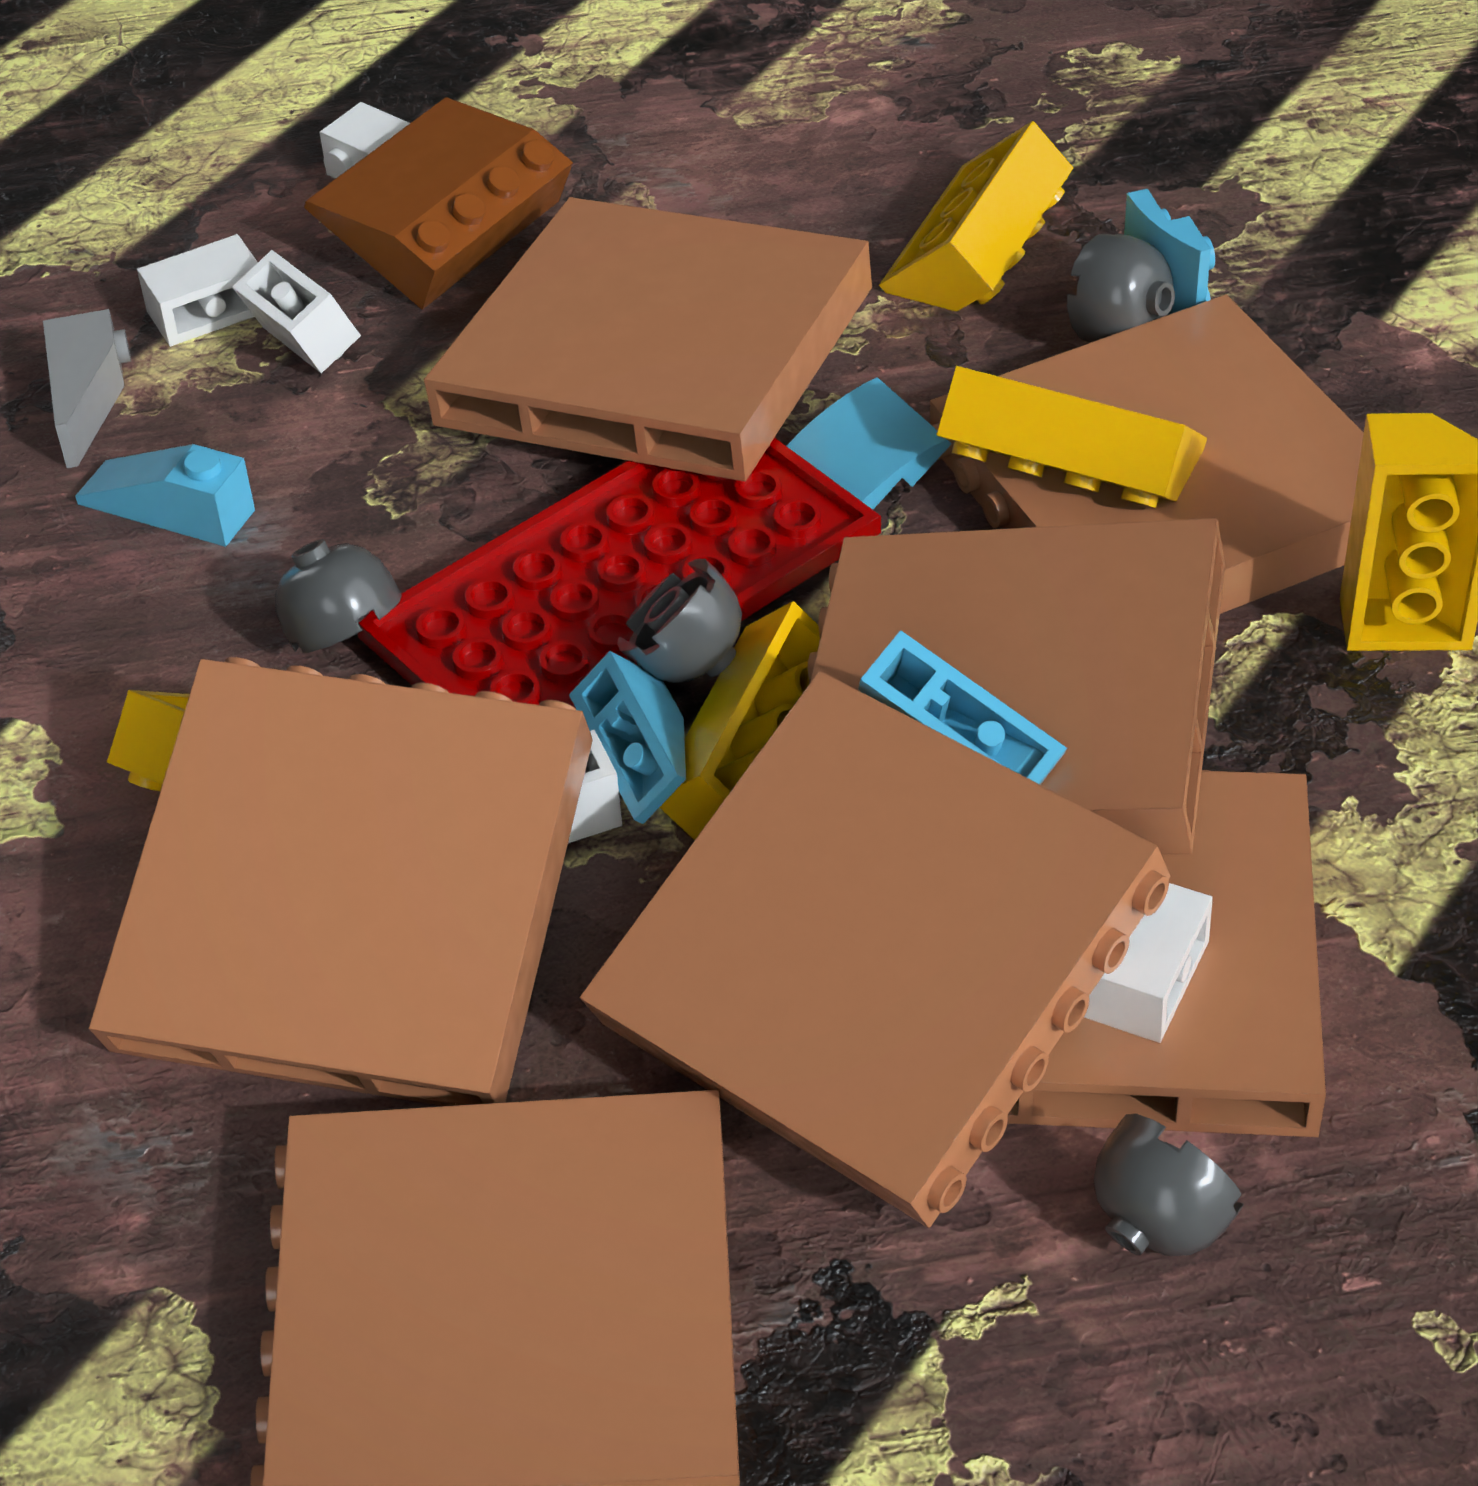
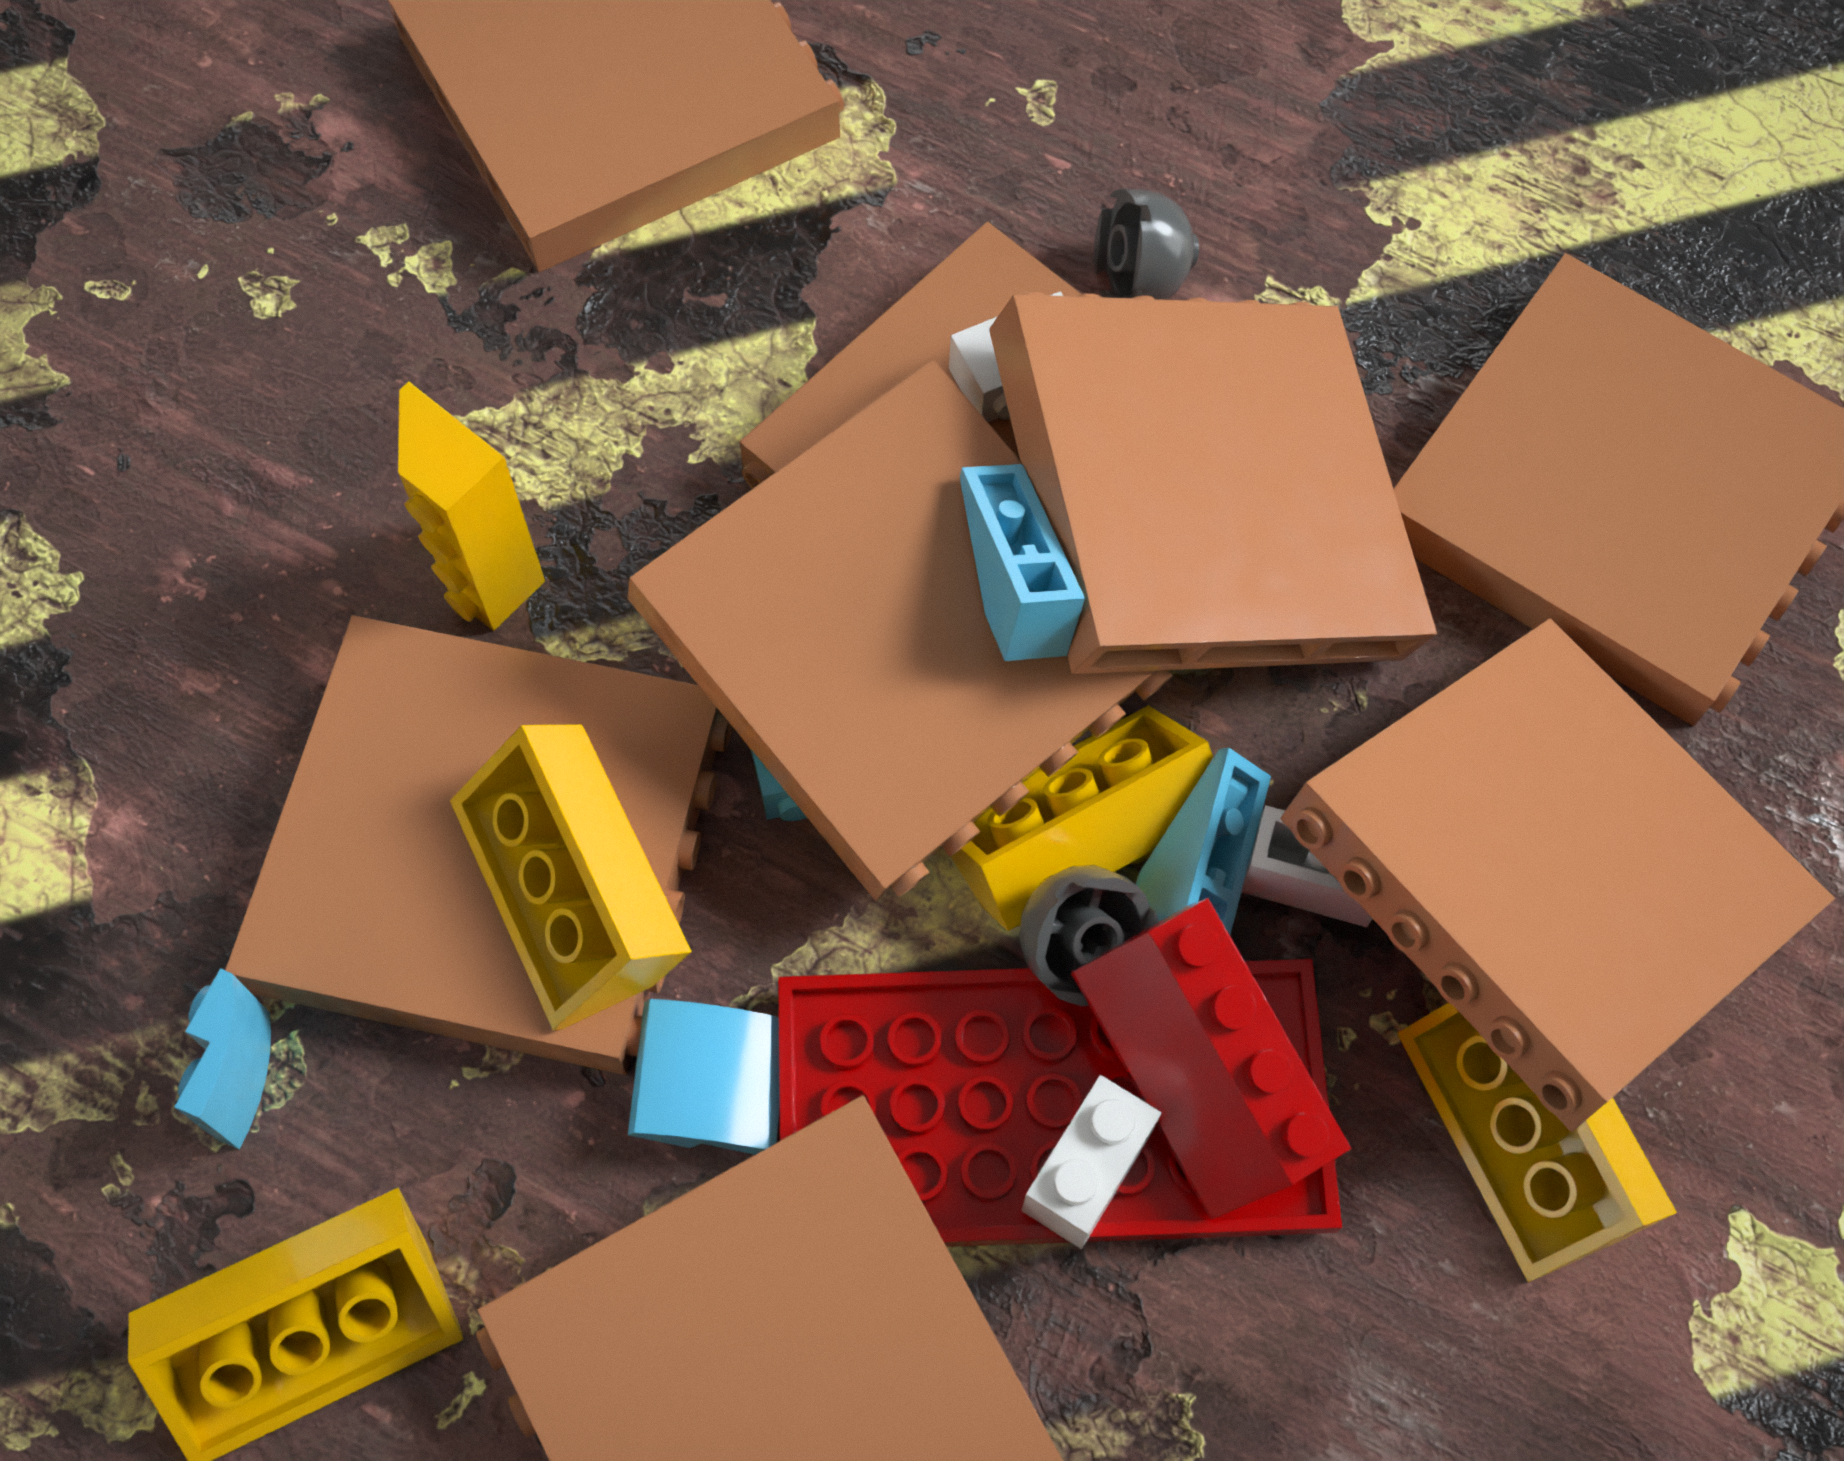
camera: 145 degrees left, 20 degrees up
(331, 593) = (1353, 1246): dark grey cylinder -> none
(518, 606) = (1211, 1060): none -> red slope
(558, 520) = (1090, 1161): none -> white brick
(1118, 286) = (307, 1042): dark grey cylinder -> none

